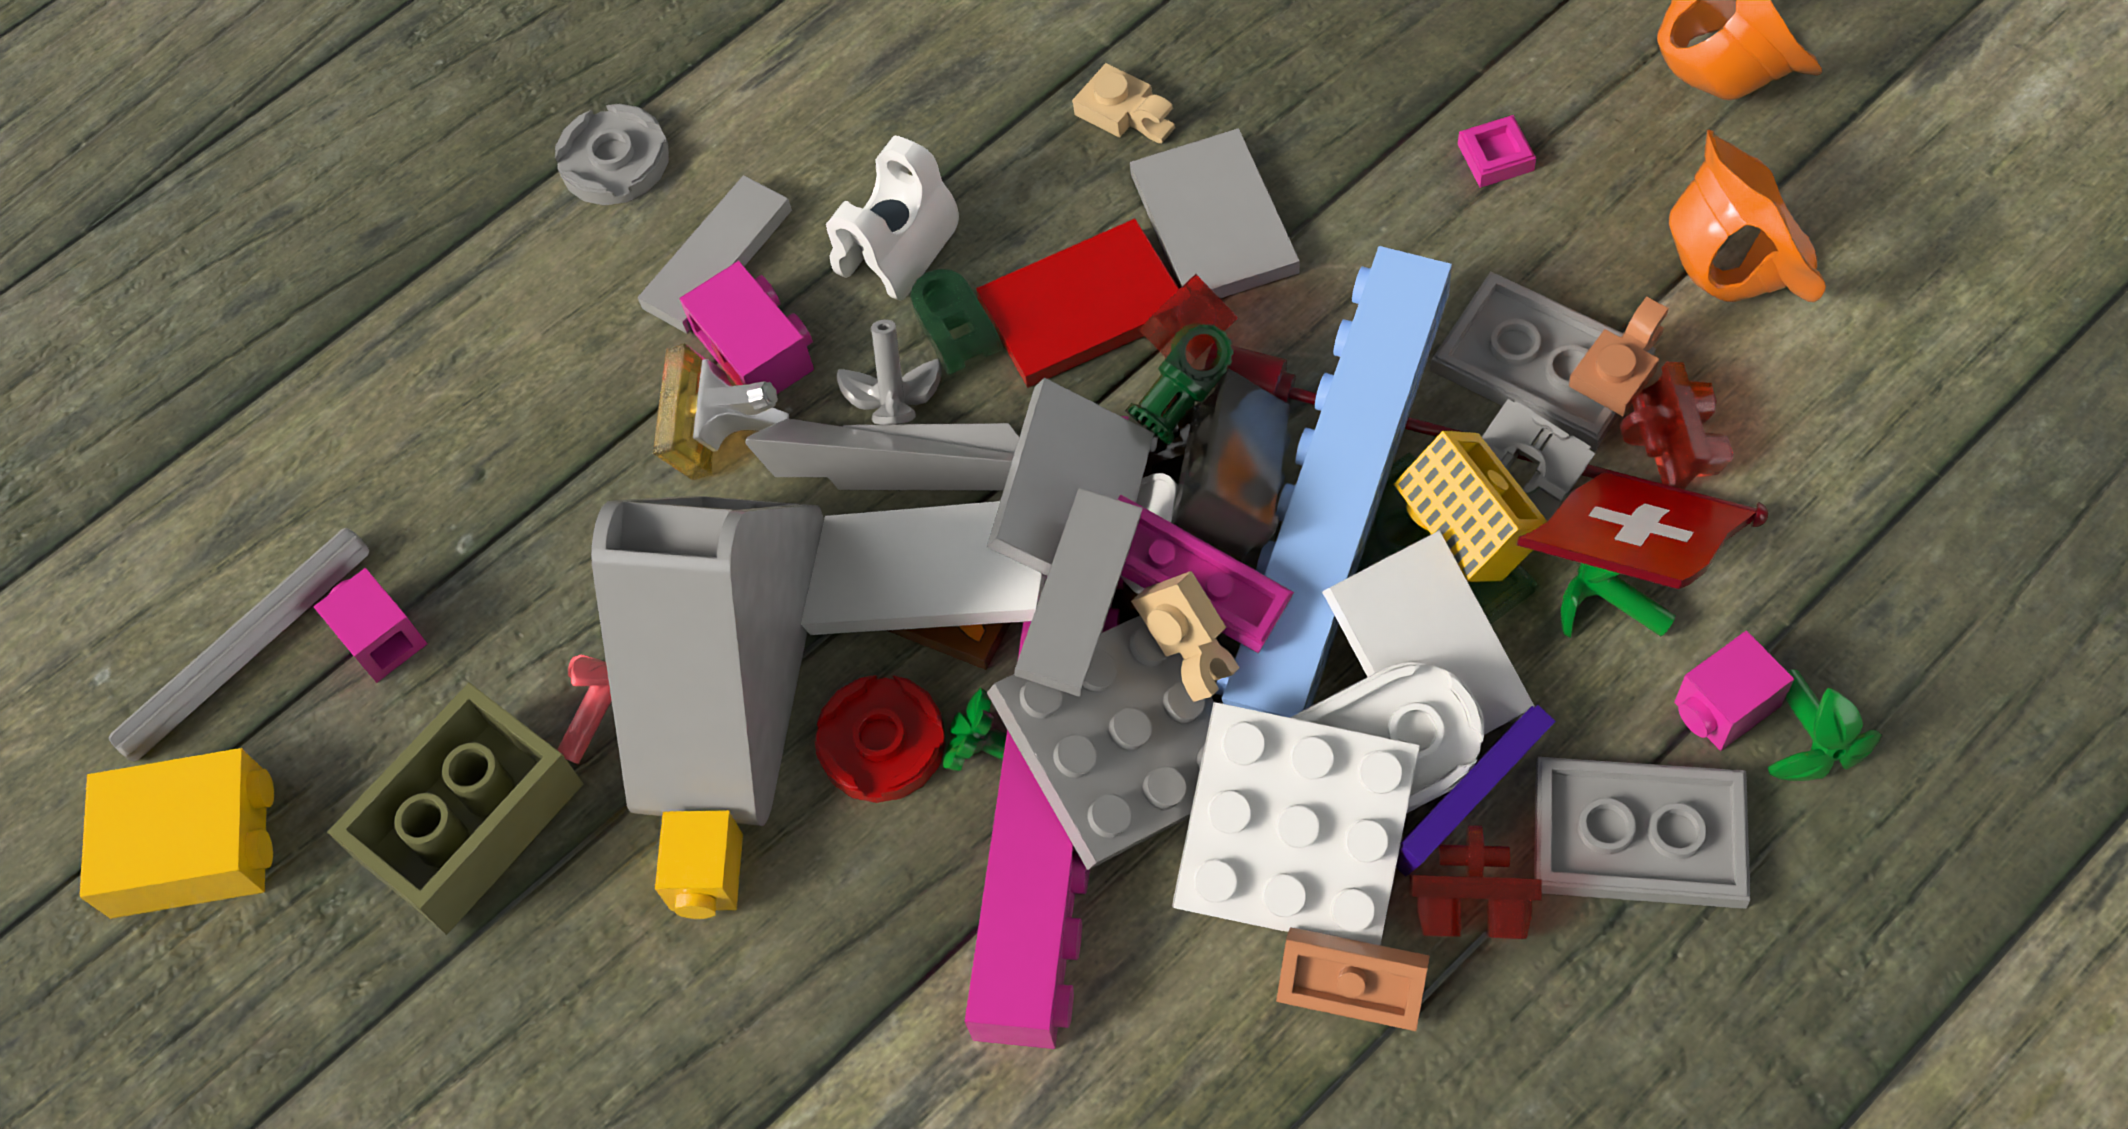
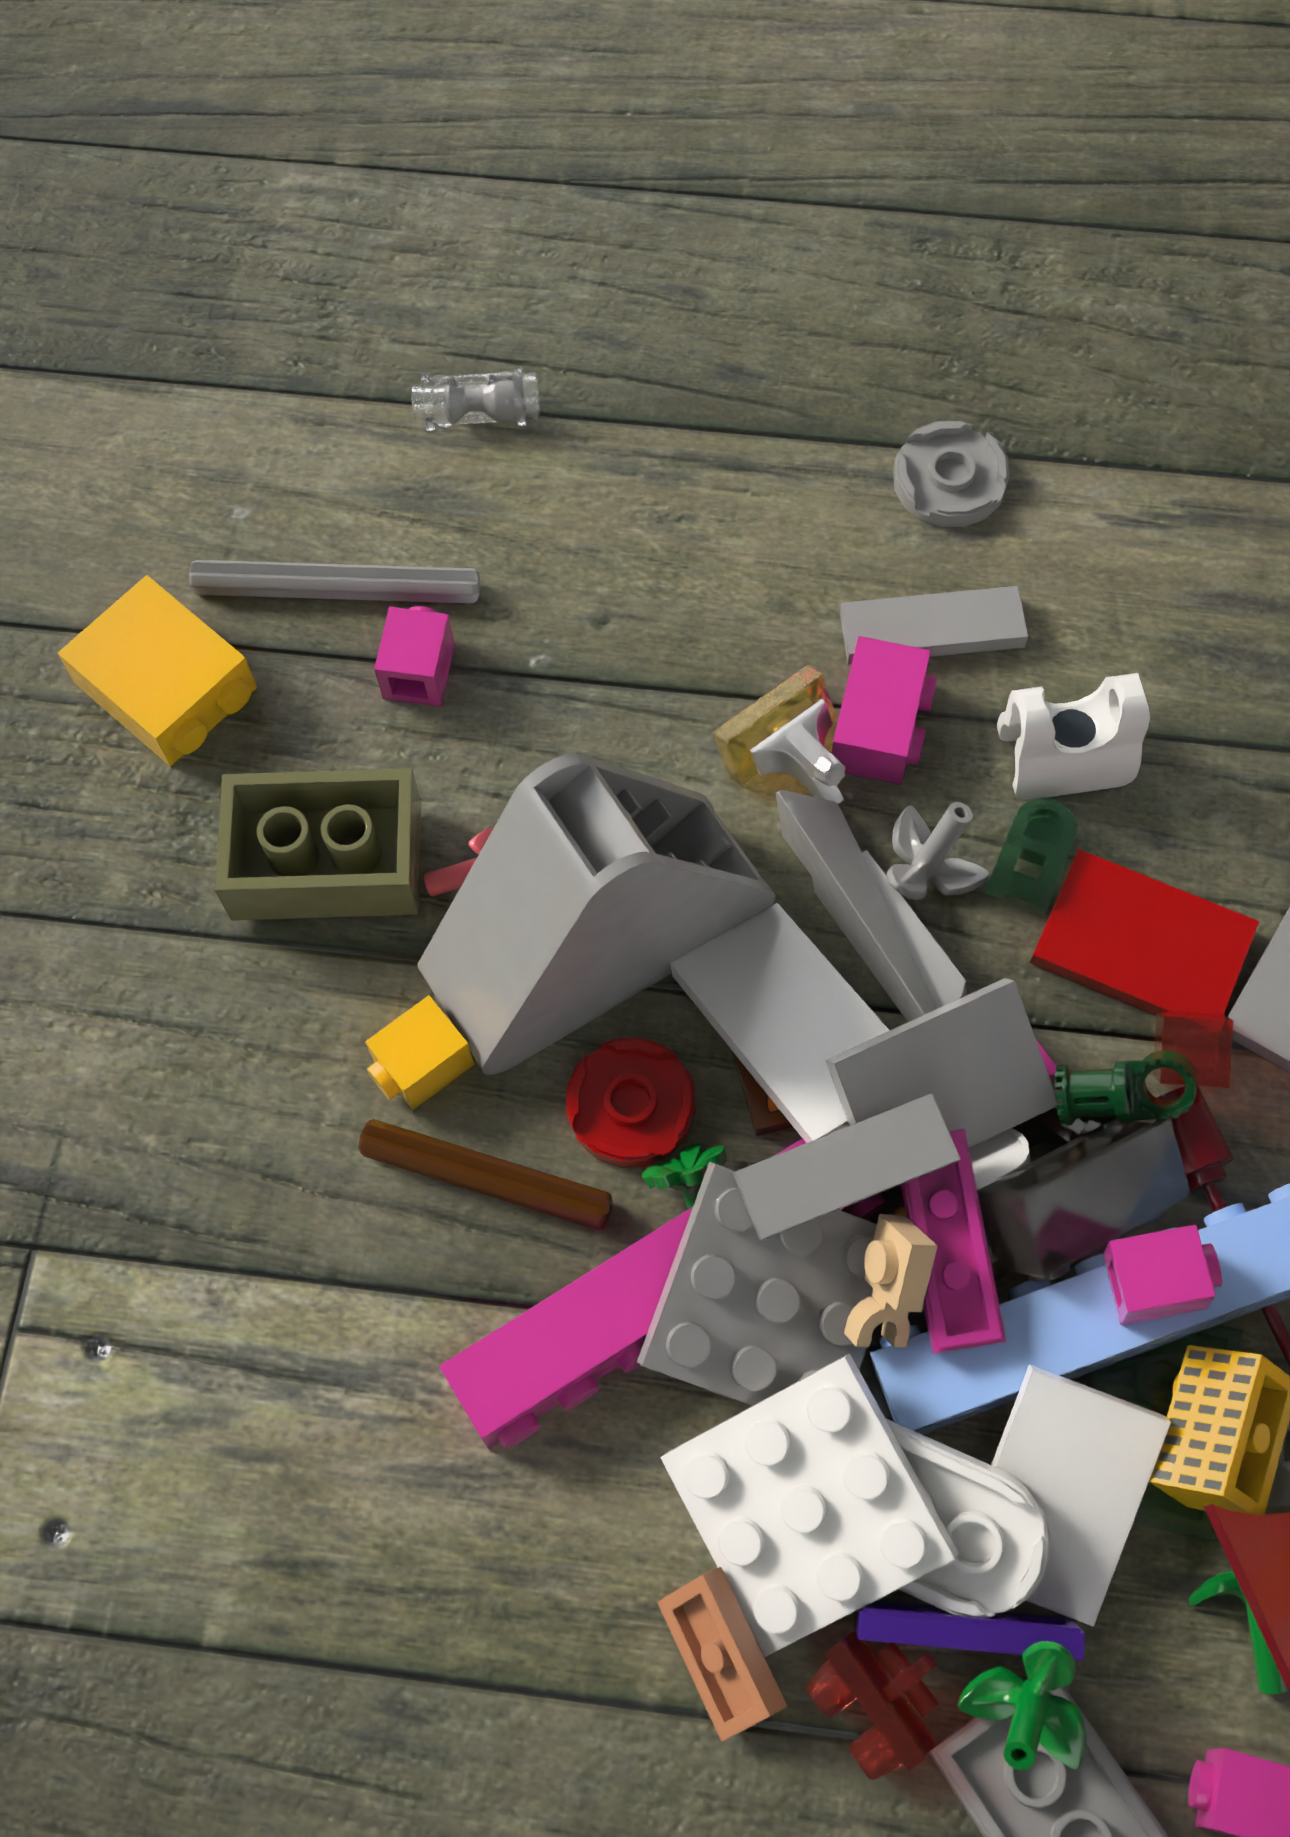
camera: 45 degrees right, 5 degrees up
(220, 403) = (498, 398): none -> clear piece
(837, 888) = (486, 1174): none -> reddish brown axle
(1333, 451) = (1161, 1274): none -> dark pink brick
(1580, 779) = (1035, 1712): none -> green plant

